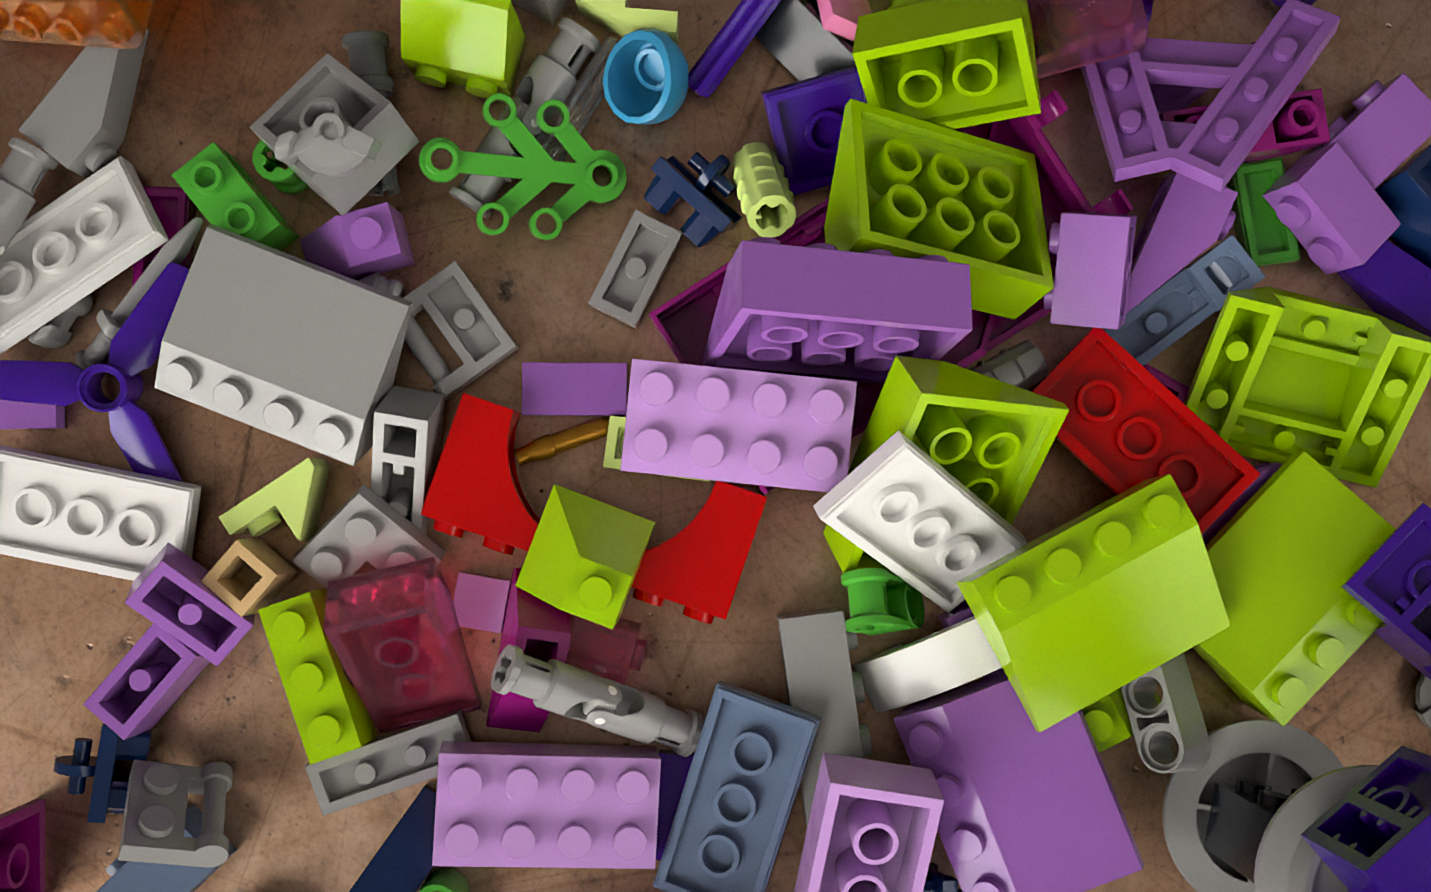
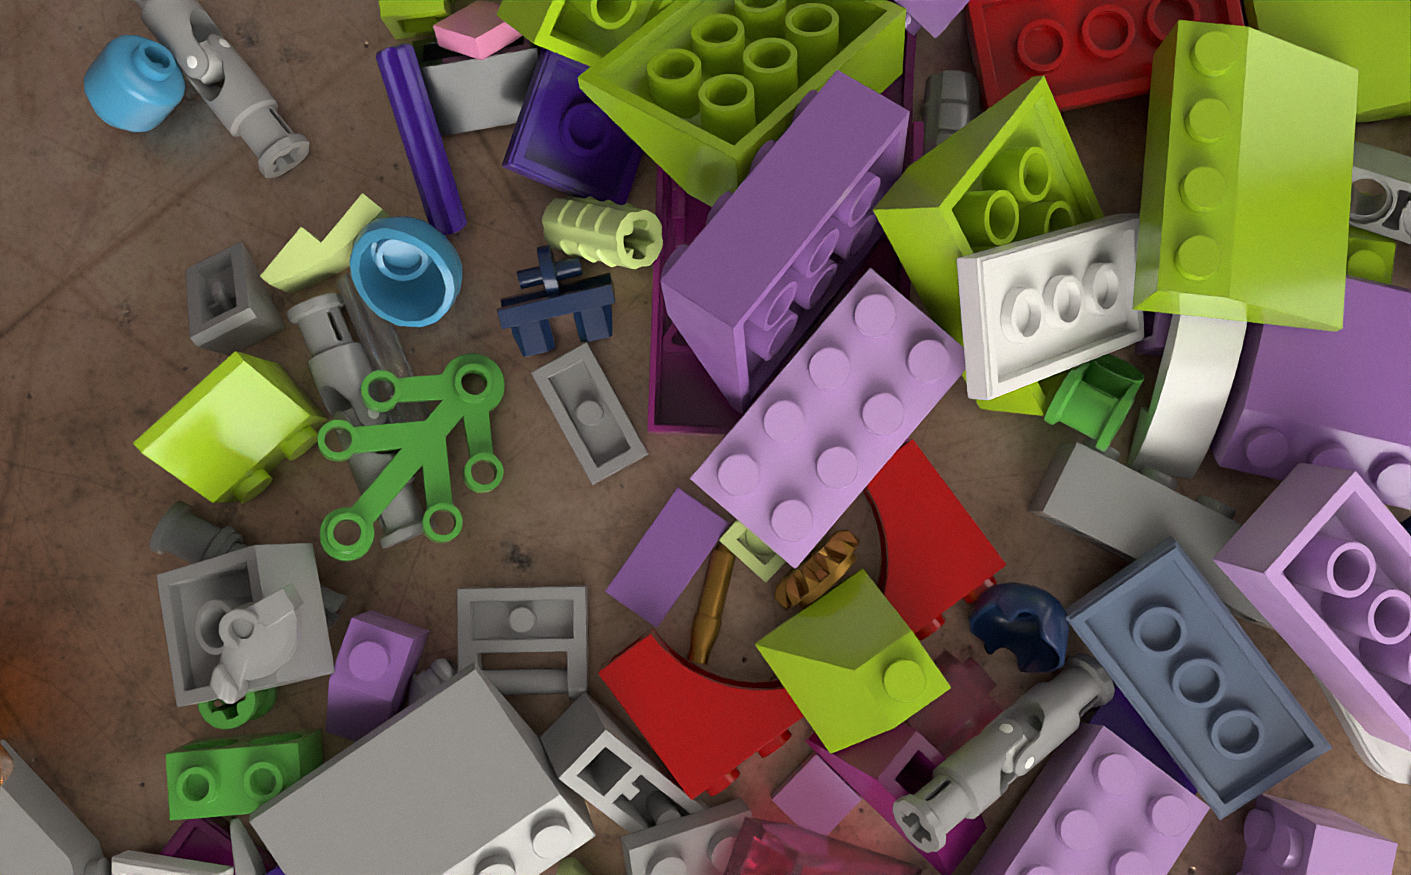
camera: 60 degrees left, 0 degrees up
(634, 494) = (818, 570): none -> pearl gold gear
(695, 658) = (1023, 621): none -> dark blue hair

